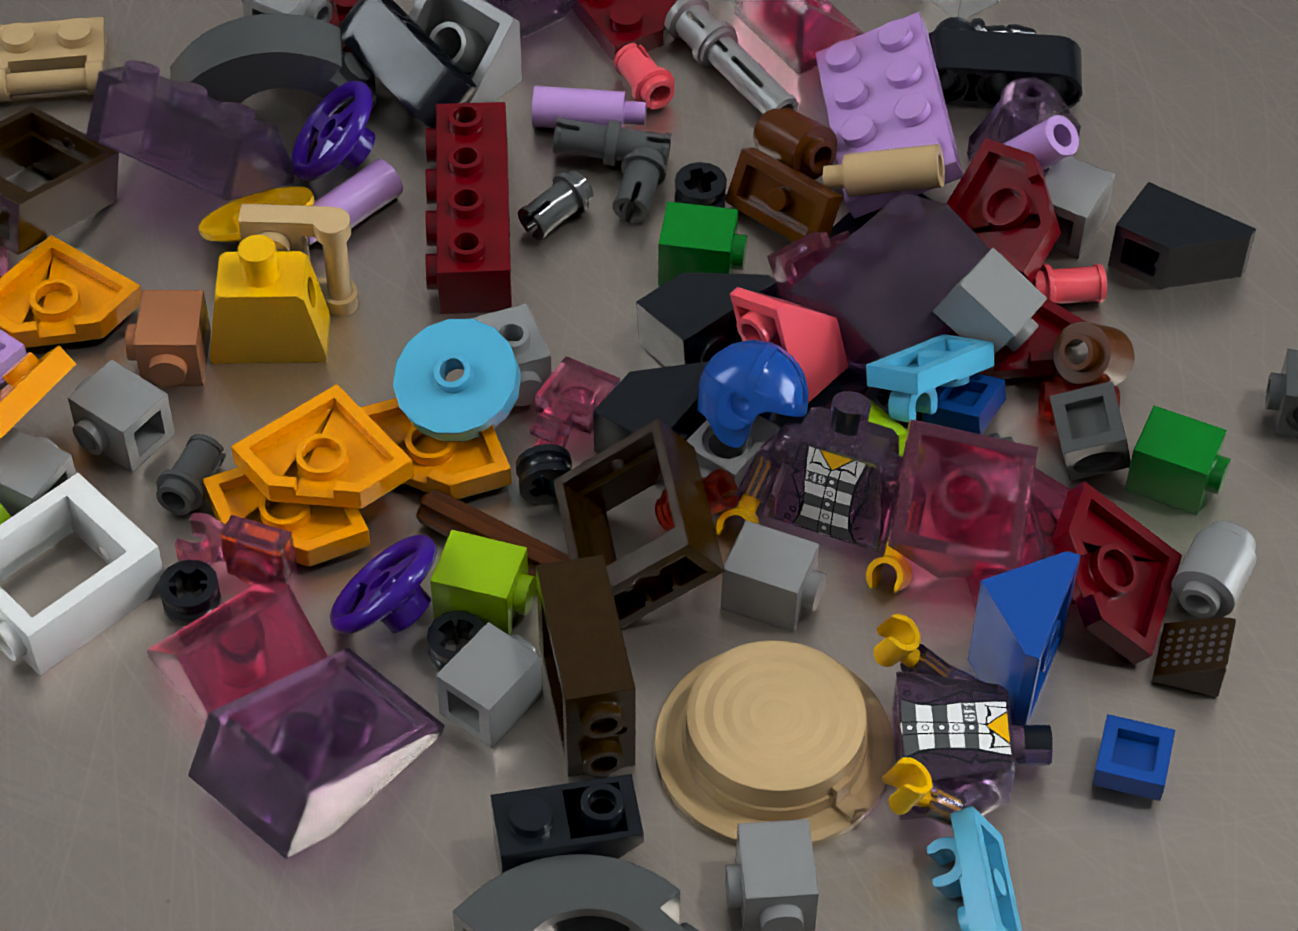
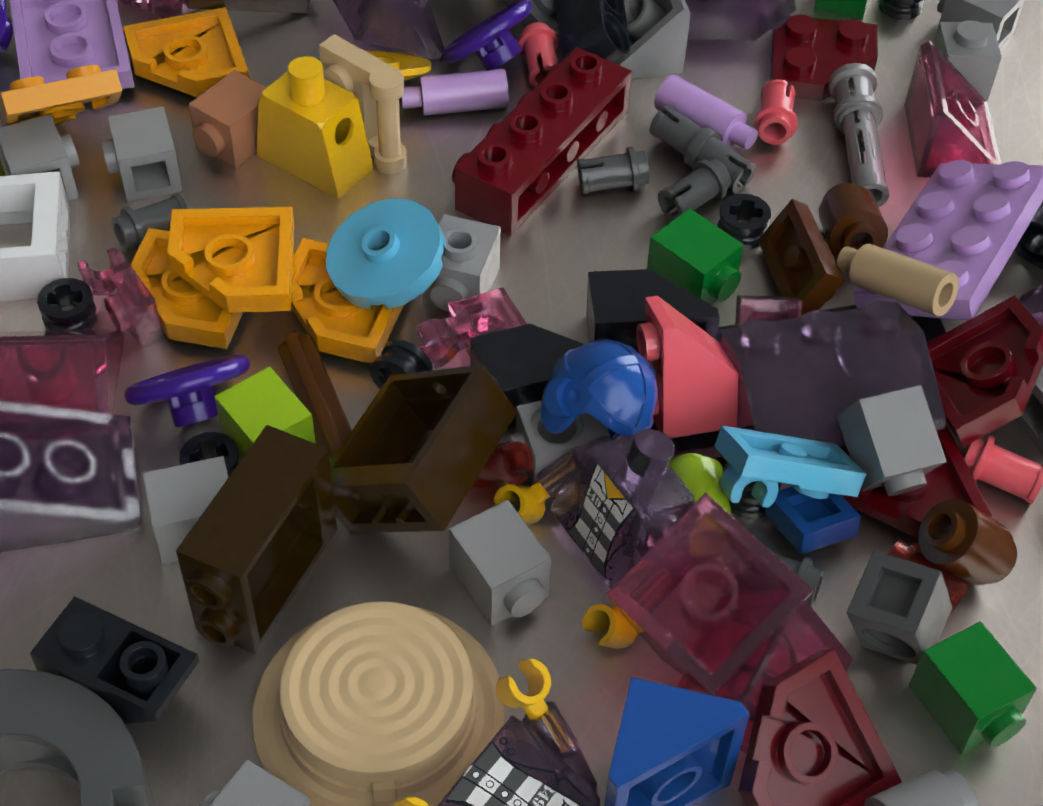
camera: 35 degrees right, 0 degrees up
(395, 130) = (539, 49): none -> coral pin

